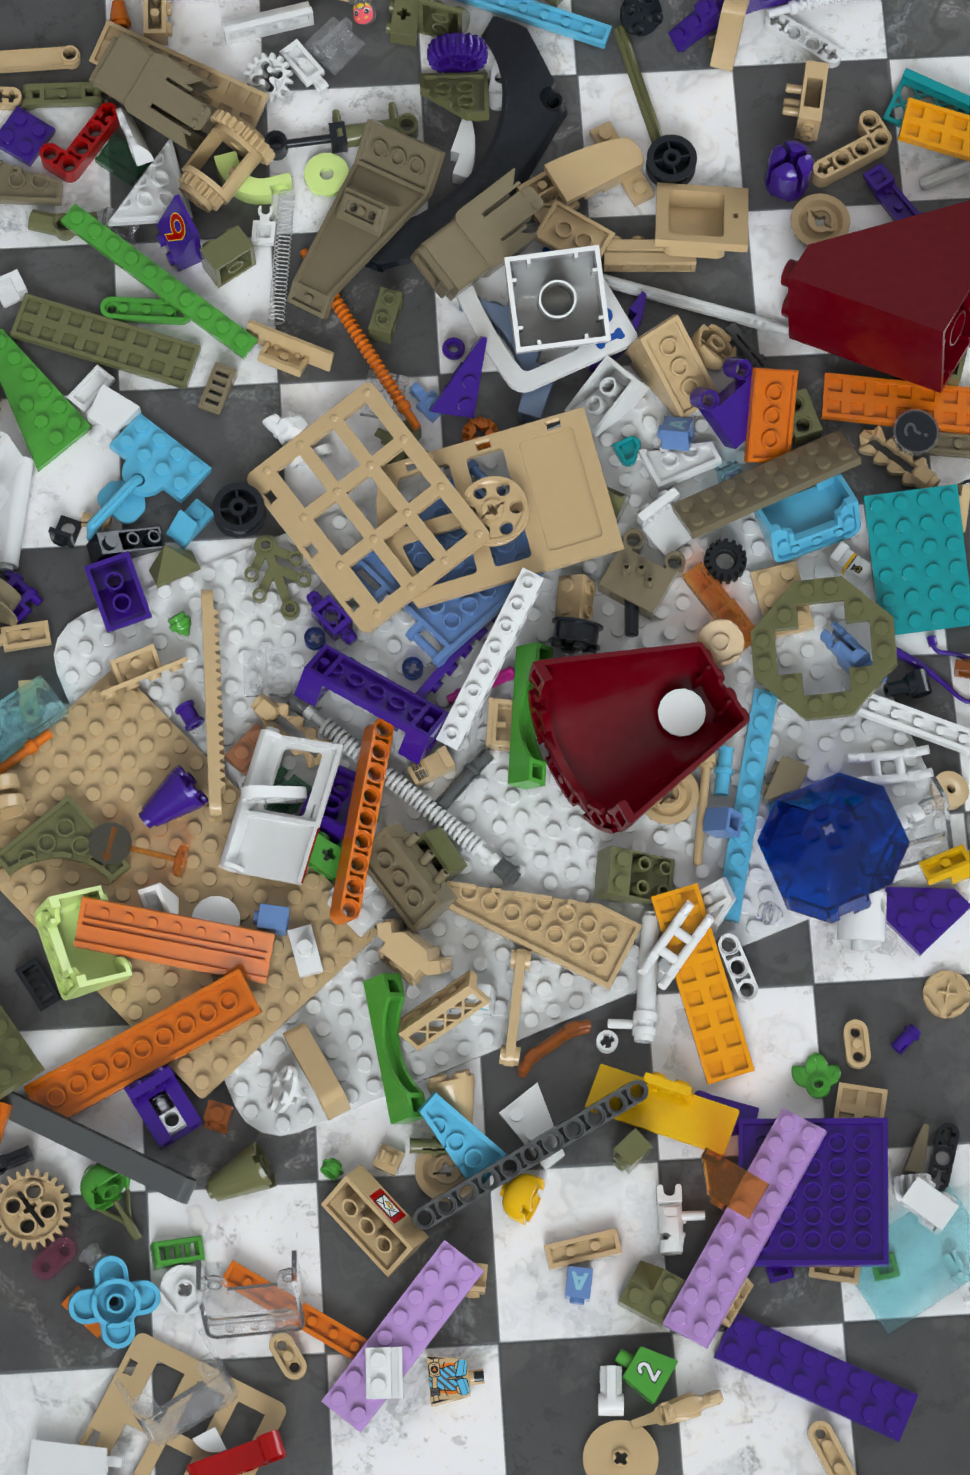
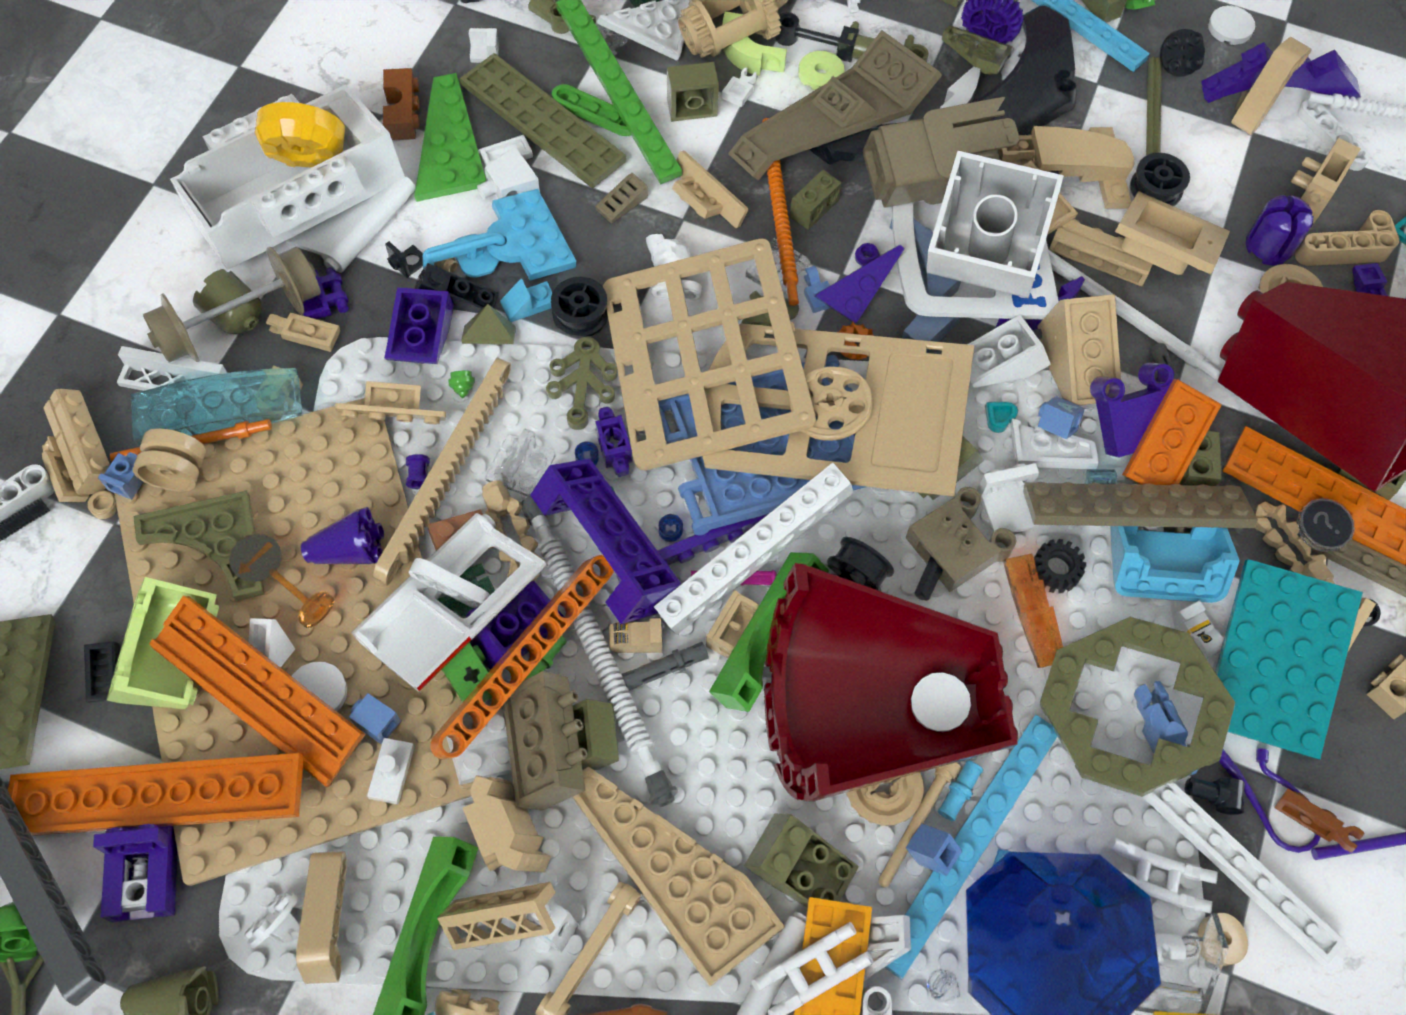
camera: 25 degrees right, 10 degrees down
(179, 236) = (656, 57): dark purple slope -> none
(218, 1116) = (190, 915): dark orange brick -> none
(287, 199) = (768, 70): white piece -> none
(575, 596) = (880, 529): tan bracket -> none
(713, 346) = (1133, 353): tan cylinder -> none
(723, 640) = (1022, 646): tan tile -> none
(771, 584) = (1100, 611): tan plate -> none
(786, 779) = (1031, 833): dark tan slope -> none

